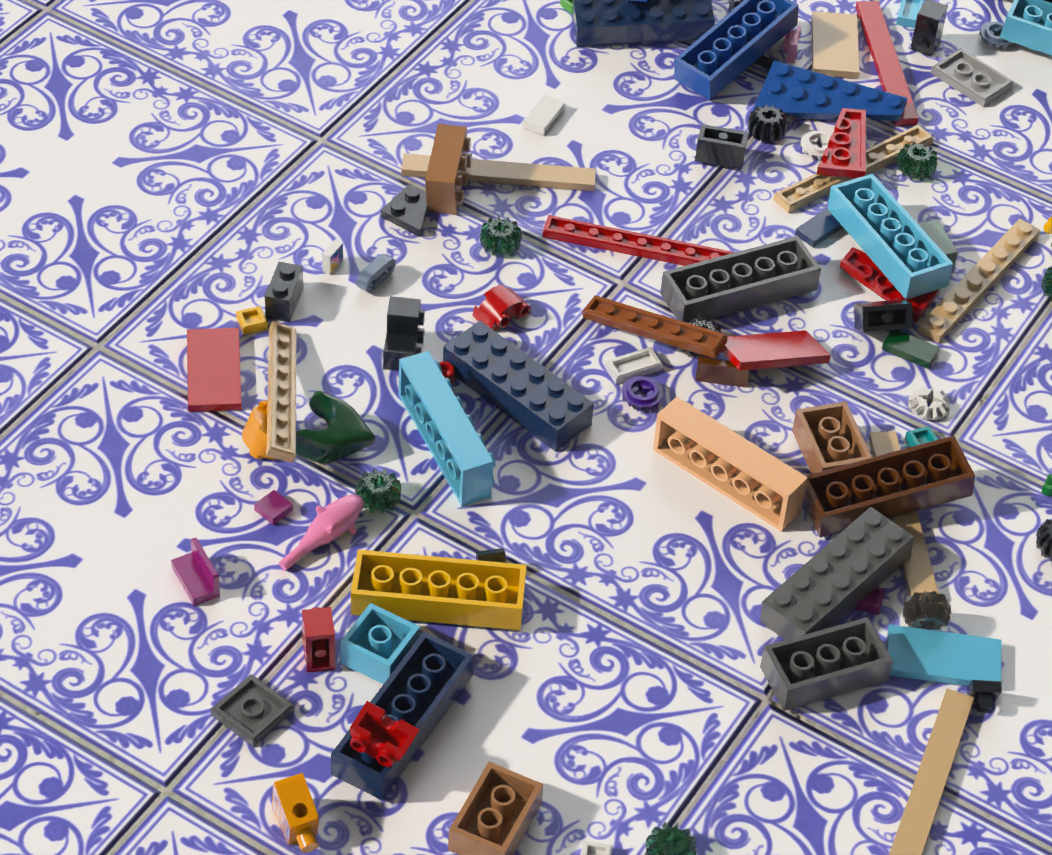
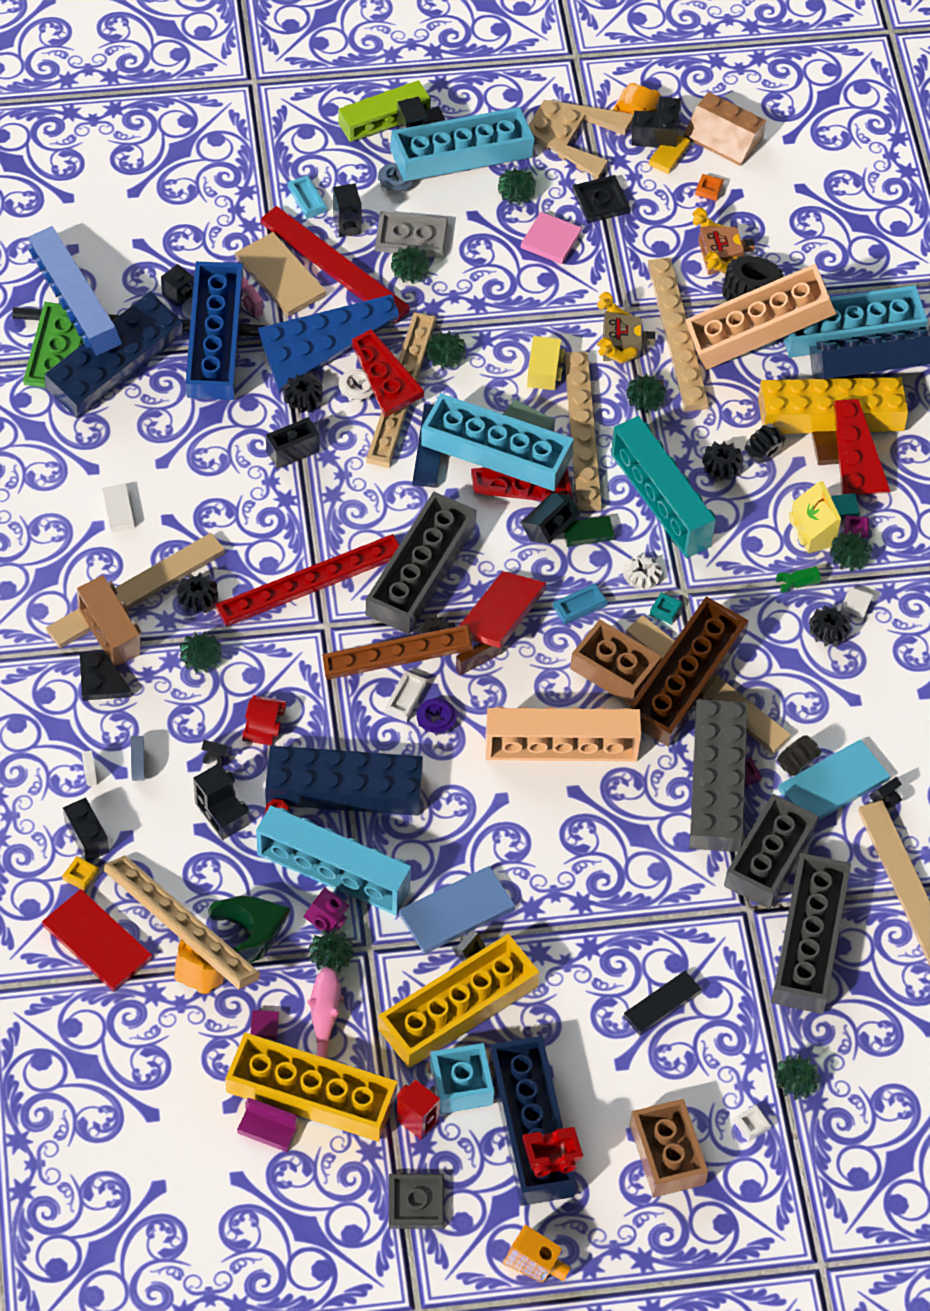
camera: 40 degrees left, 10 degrees up
(254, 566) = (311, 1086): none -> yellow brick
(403, 459) = (327, 911): none -> magenta brick
(440, 306) = (215, 749): none -> black tile
(517, 531) = (456, 910): none -> medium blue tile
(541, 198) = (197, 593): none -> black gear
(613, 714) = (662, 1003): none -> black tile
(797, 748) = (811, 933): none -> dark grey brick
(853, 392) = (580, 604): none -> dark azure tile
(947, 92) = (410, 264): none -> clear green gear
(993, 215) = (543, 363): none -> light yellow brick
(1006, 350) = (663, 486): none -> teal brick

